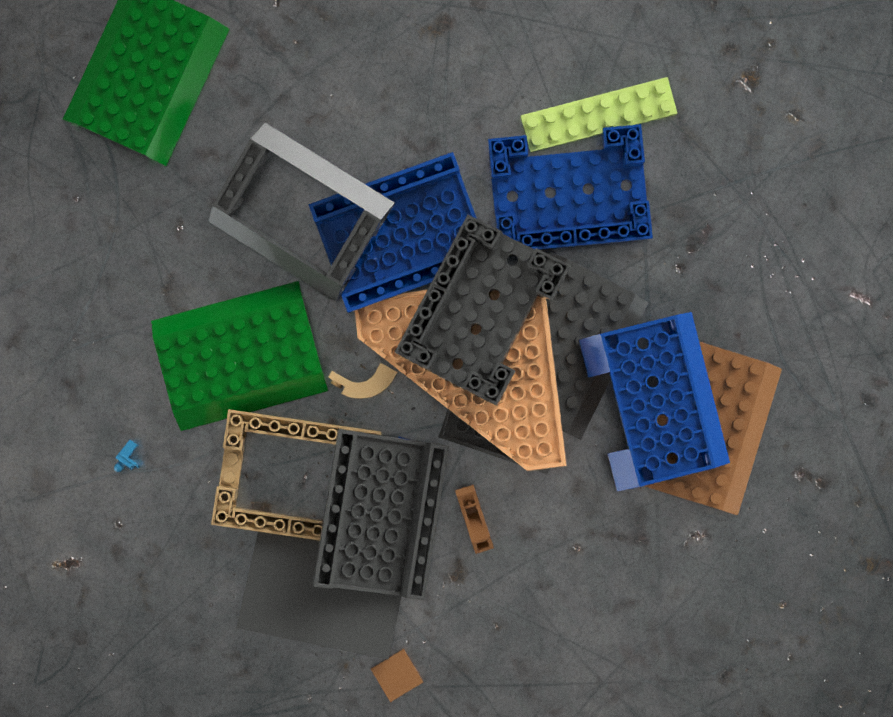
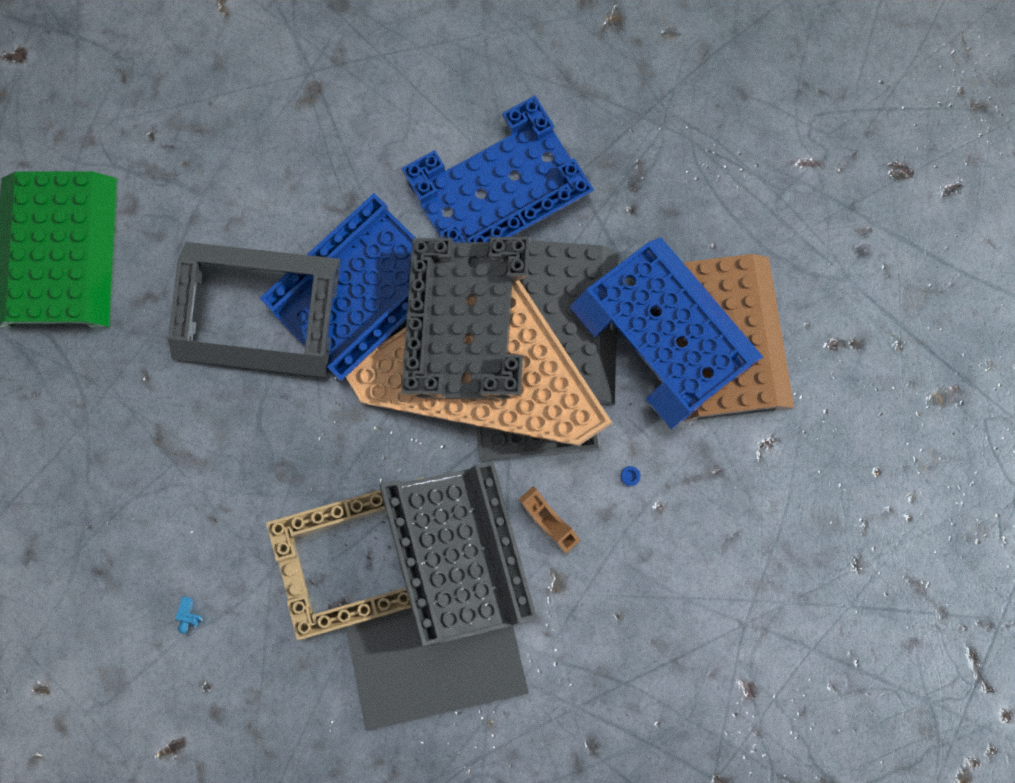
camera: 25 degrees left, 10 degrees down
(238, 356) = (255, 470): green slope -> none
(374, 386) = (391, 446): tan arch -> none
(397, 675) = (544, 707): medium nougat tile -> none
(564, 510) = (630, 476): none -> blue tile
(590, 115) = (484, 112): yellowish green plate -> none

